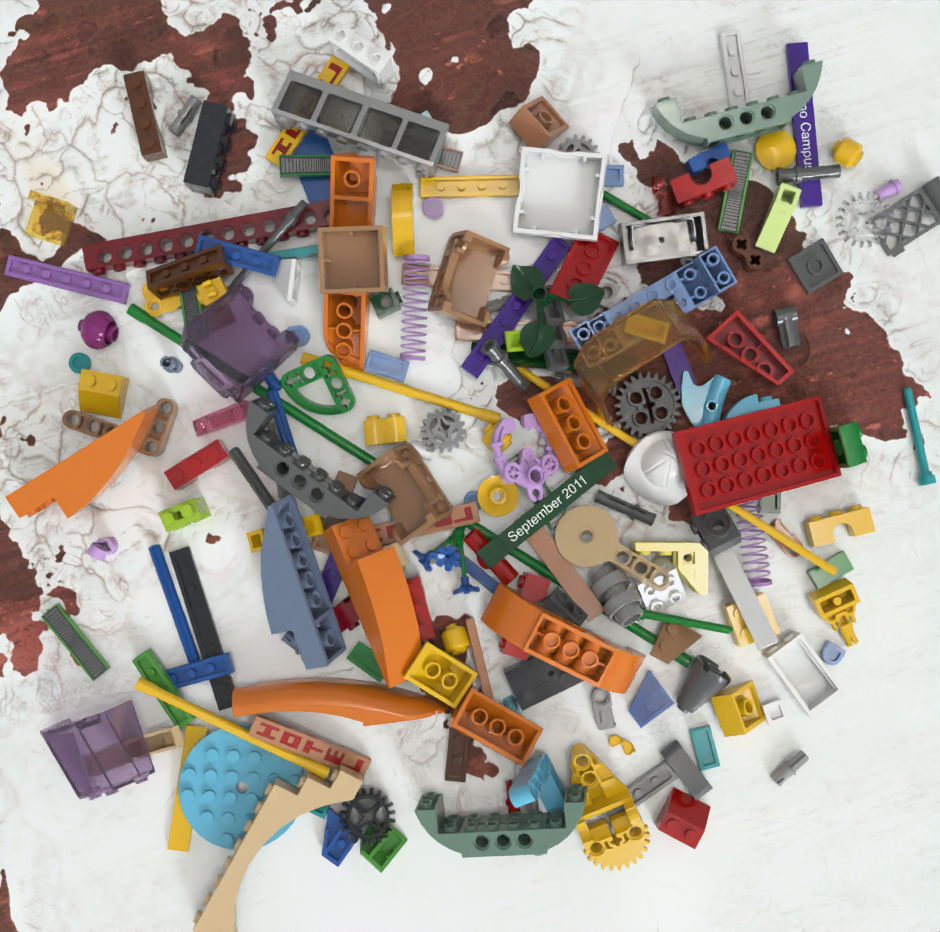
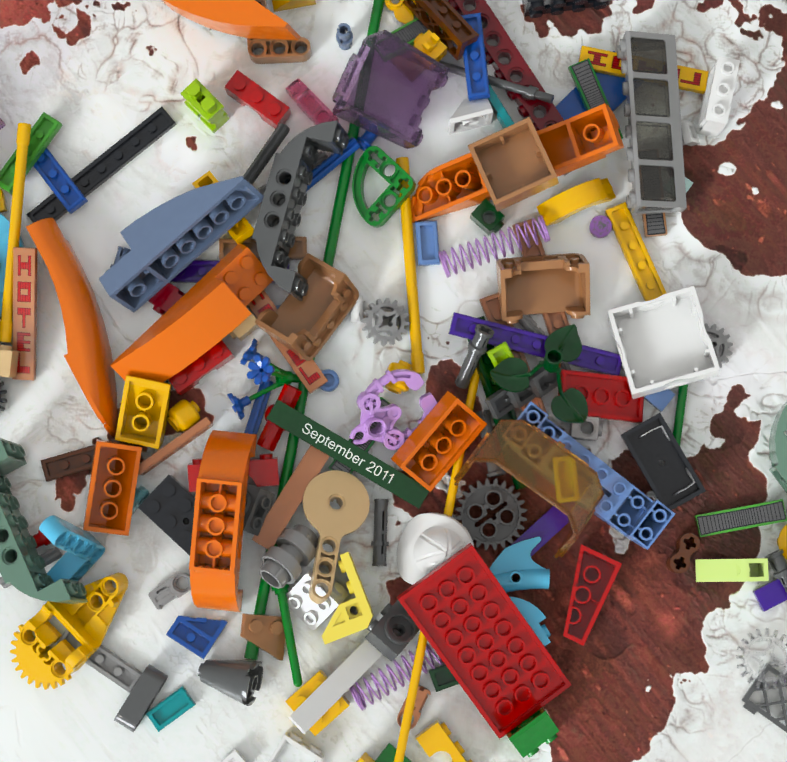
camera: 75 degrees right, 5 degrees down
(76, 642) = (41, 53): tile -> none
(99, 551) = (138, 39): lavender connector -> none
(174, 603) = (114, 131): blue axle -> none
(302, 333) = (424, 149): medium blue tile -> none
(364, 659) = (129, 333): green plate -> none
(384, 430) = (362, 265): yellow brick -> none
(501, 507) = (329, 401): yellow dish -> none
(538, 123) = (725, 296): nougat slope -> none
(614, 176) = (705, 390): medium blue tile -> none
(615, 740) = (144, 616): yellow piece -> none
(664, 198) = (703, 449): clear red connector -> none
(683, 818) = (92, 714): red slope -> none
(701, 161) = (761, 477): blue piece -> none
(722, 178) = (748, 496): red arch -> none
(738, 709) = (222, 727): yellow slope -> none
(786, 322) = (631, 621): dark grey piece -> none
(814, 266) = (699, 628): dark grey tile -> none

